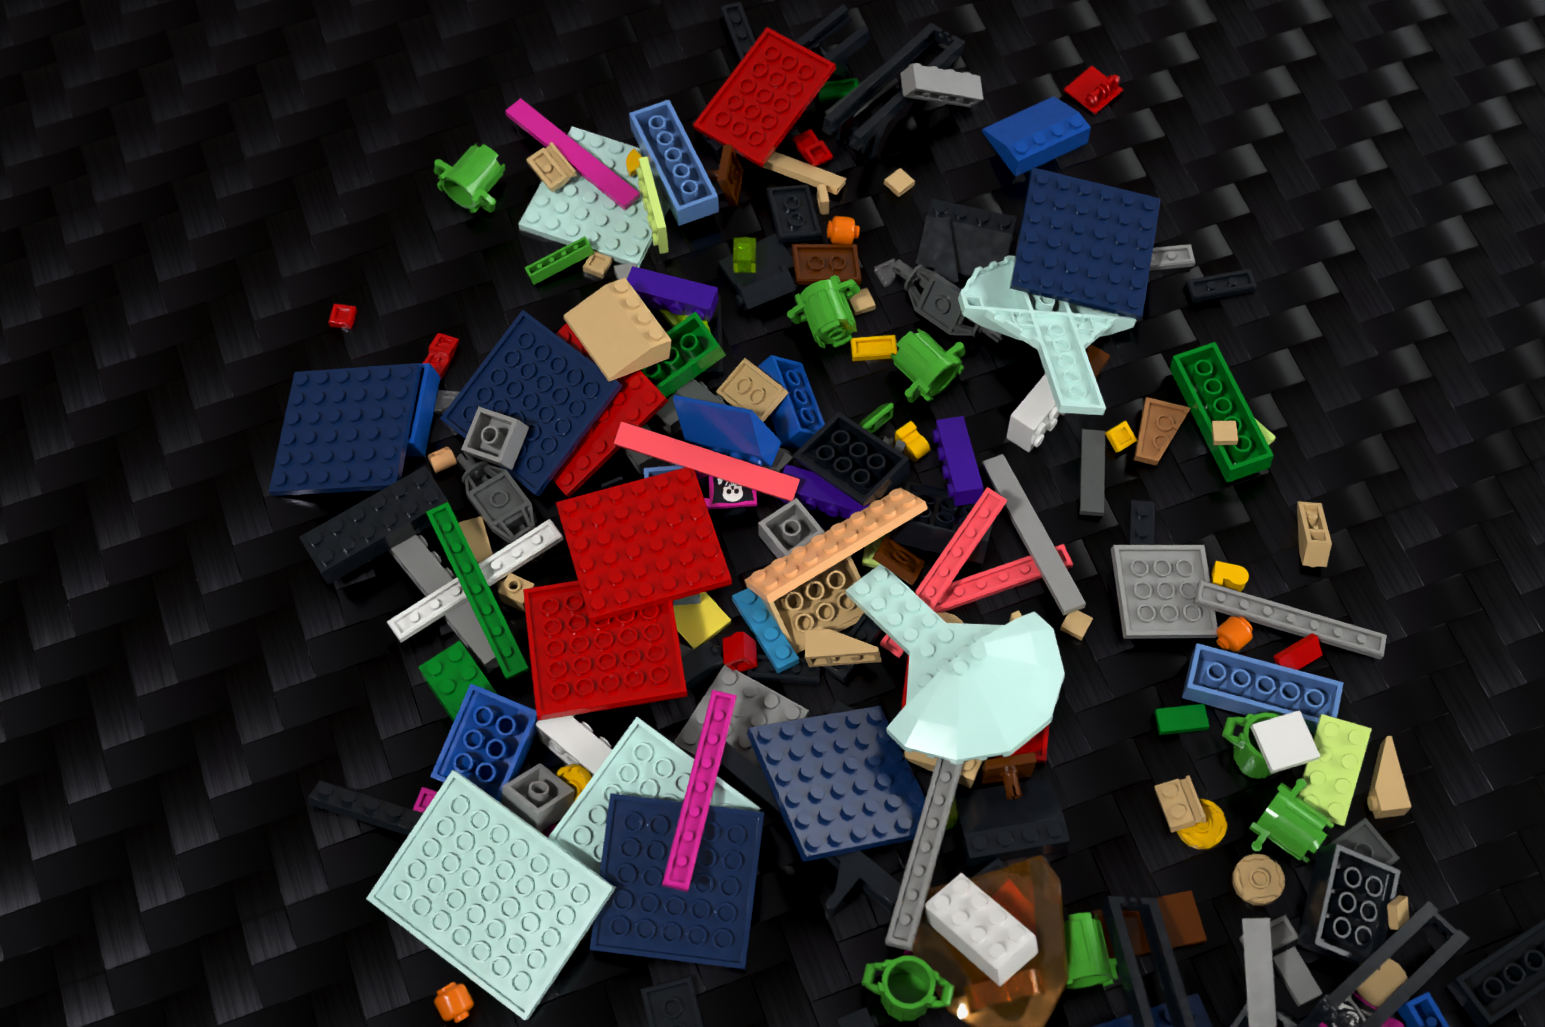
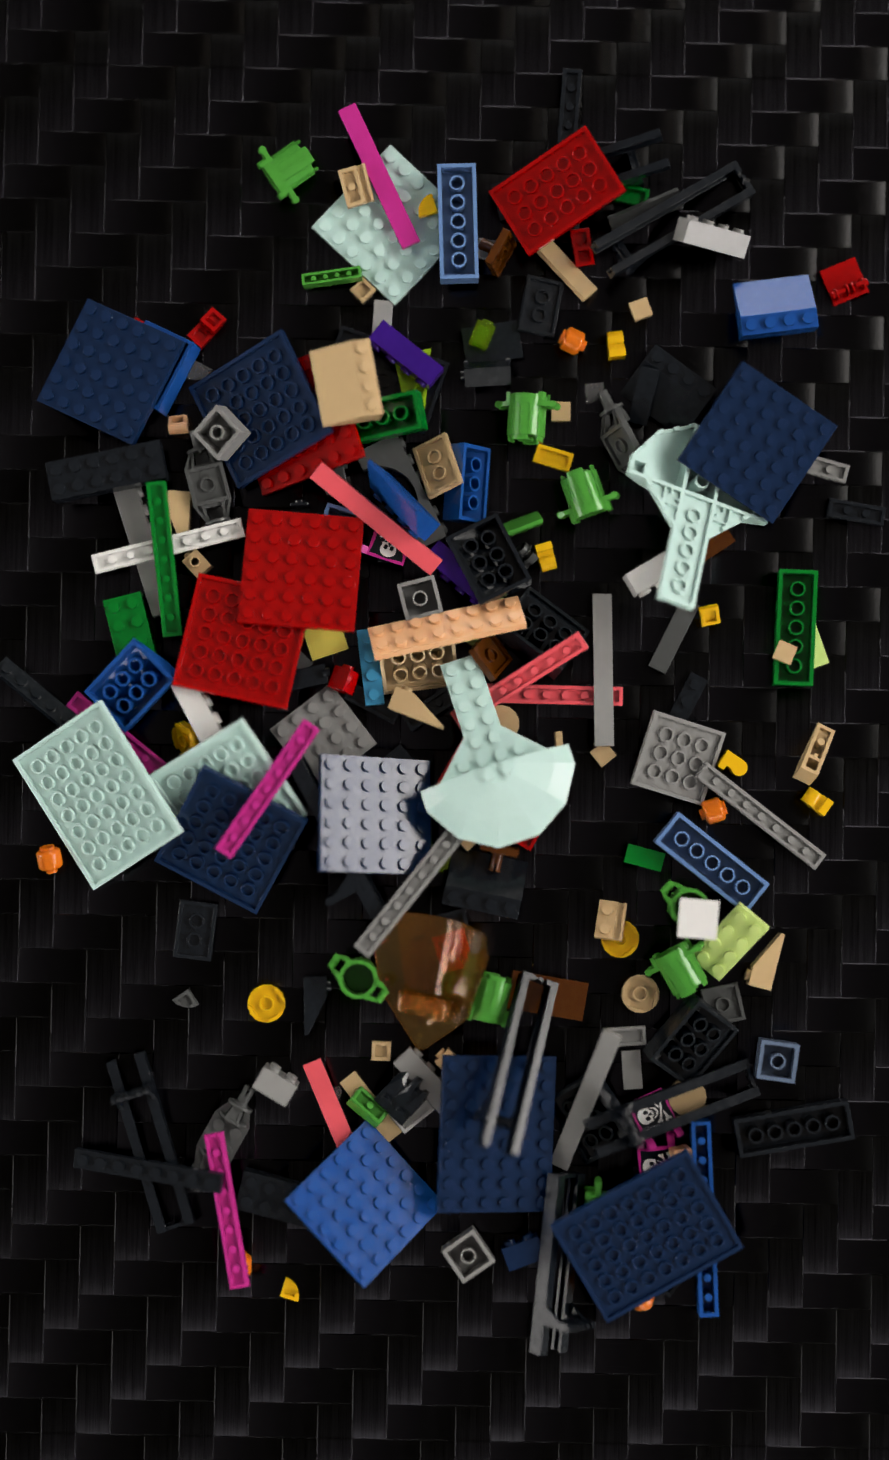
camera: 15 degrees right, 25 degrees up
(342, 316) = (141, 258): red tile -> none
(538, 797) = (155, 738): light grey brick -> none
(652, 205) = (421, 268): yellowish green plate -> none
(822, 198) = (569, 303): tan tile -> none
(822, 261) = (546, 366): reddish brown tile -> none
(888, 219) = (615, 345): none -> yellow leg
(958, 461) = (573, 588): dark purple brick -> none
(981, 929) = (423, 961): white brick -> none
(1157, 428) = (741, 619): medium nougat wing -> none
(1299, 653) = (752, 845): red tile -> none
(1344, 581) = (817, 801): none -> yellow leg
(1398, 912) = (722, 1057): tan tile -> none
(1463, 888) = (776, 1060): none -> sand blue brick

